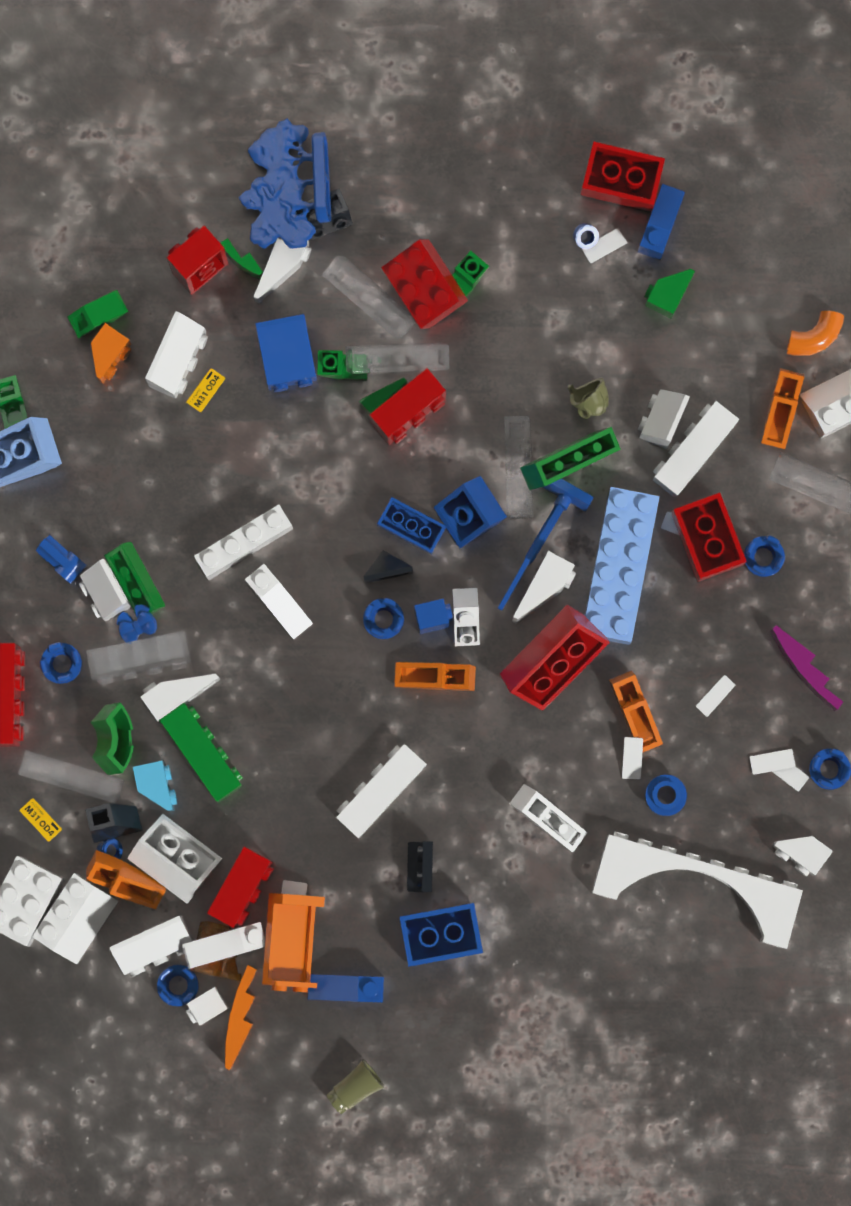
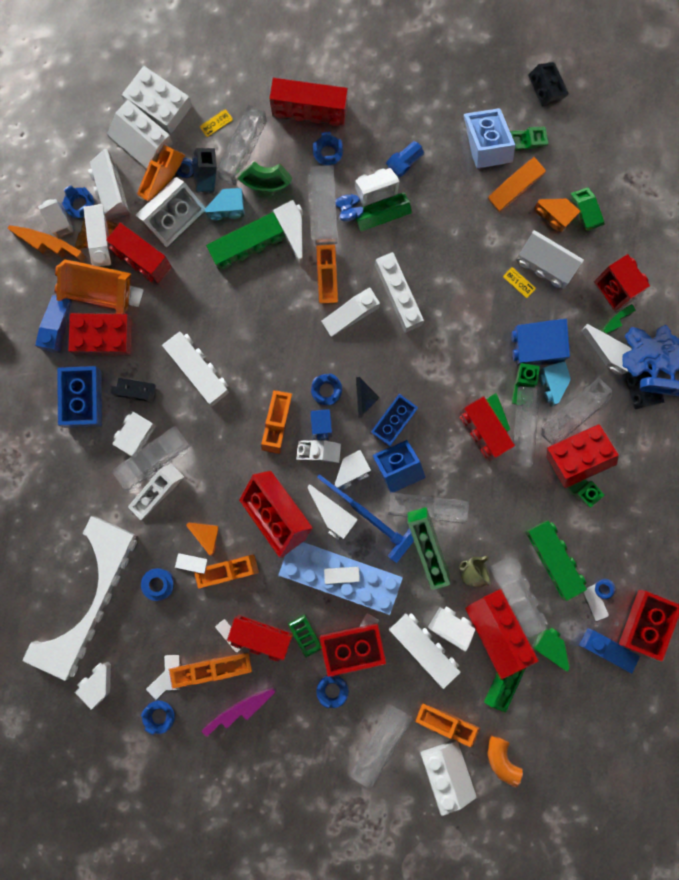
camera: 100 degrees right, 0 degrees up
(77, 409) = (517, 184): none -> orange slope
(229, 639) = (327, 273): none -> orange slope
(331, 327) = (555, 380): none -> medium azure slope
(354, 923) = (100, 334): none -> red brick
(479, 858) = (133, 434): none -> white brick
(482, 572) = (352, 468): none -> white slope
(506, 829) = (151, 458): none -> clear brick
(560, 300) = (556, 560): none -> green brick
(593, 744) = (205, 535): none -> orange slope
(612, 342) = (518, 596): none -> clear brick
(619, 562) = (341, 575): none -> white sticker
(661, 357) = (501, 634): none -> red slope
(686, 614) = (297, 621): none -> green slope
(712, 653) = (259, 638): none -> red brick
(717, 343) = (503, 690): none -> green slope
(762, 713) = (210, 670): none -> orange slope

